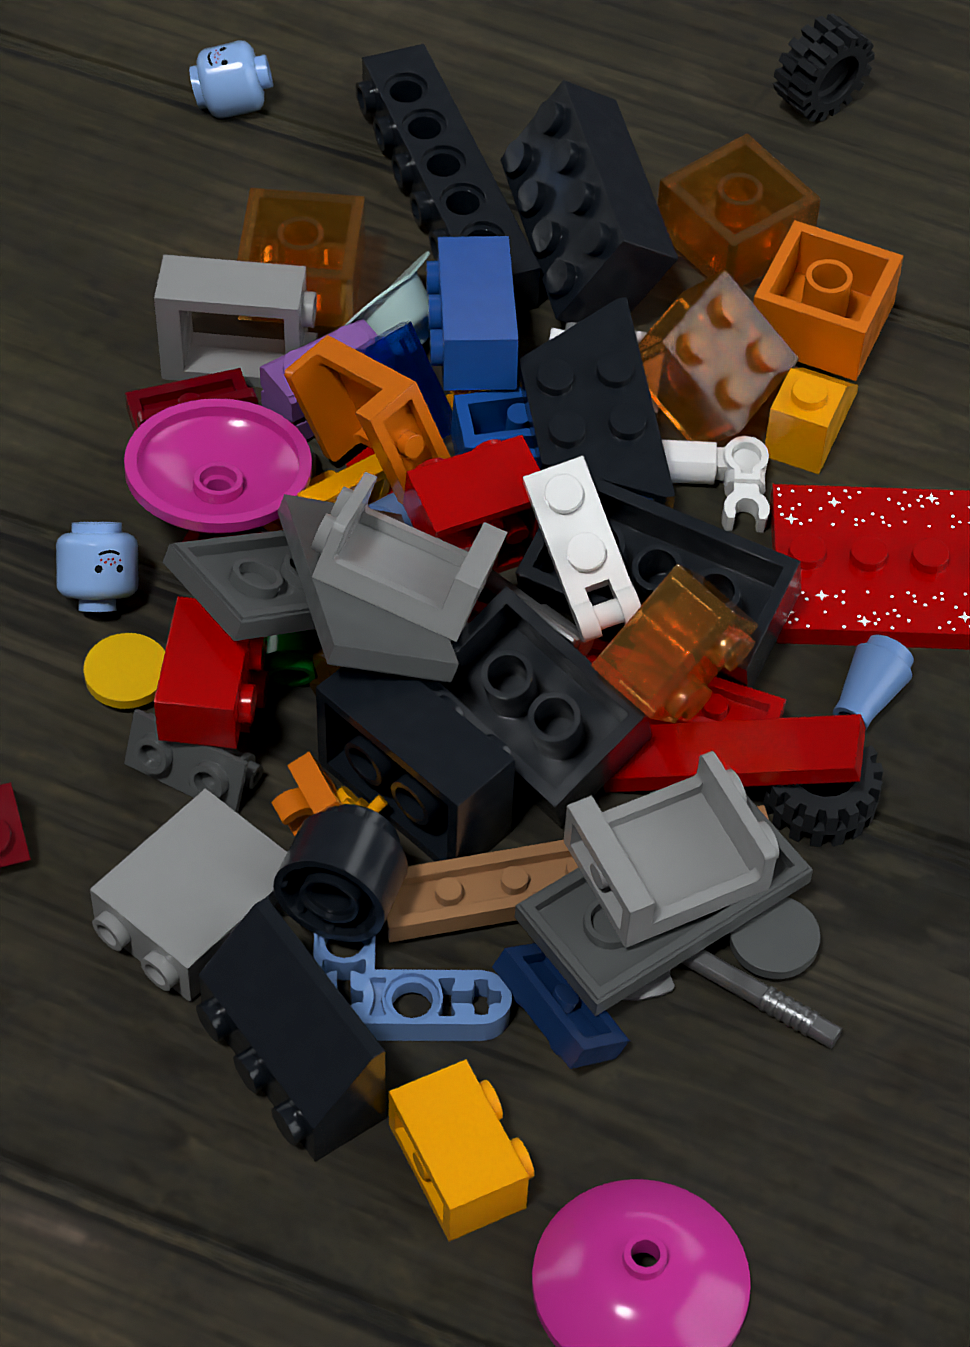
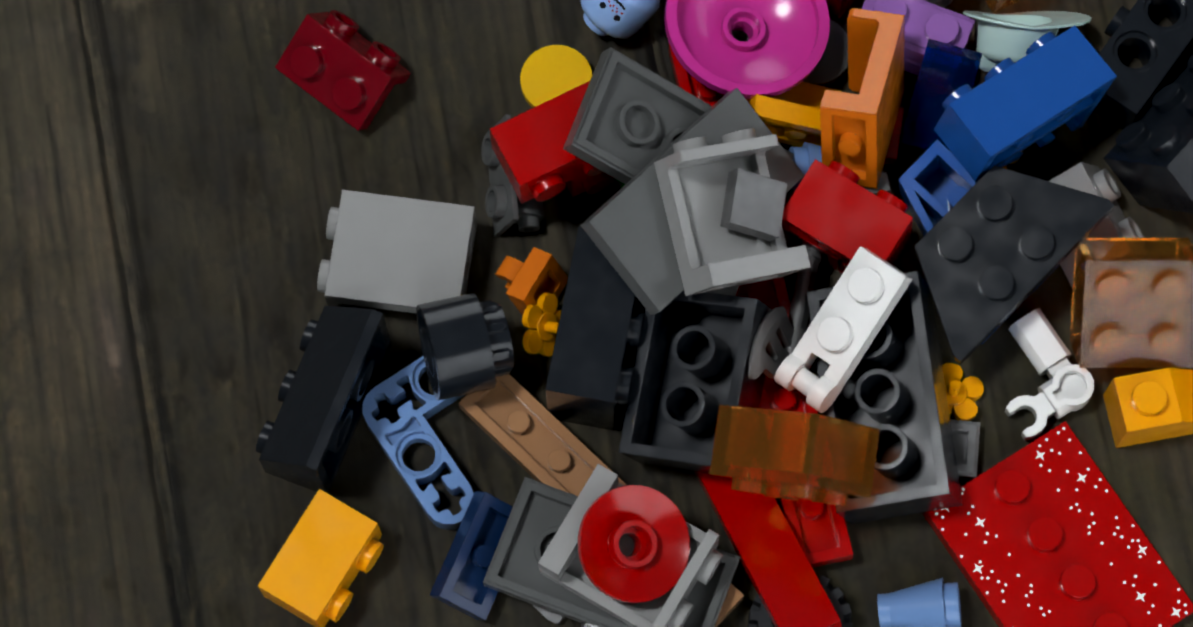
camera: 60 degrees right, 20 degrees up
(414, 534) = (753, 204): none -> flat silver tile
(667, 827) = (658, 538): none -> red dish

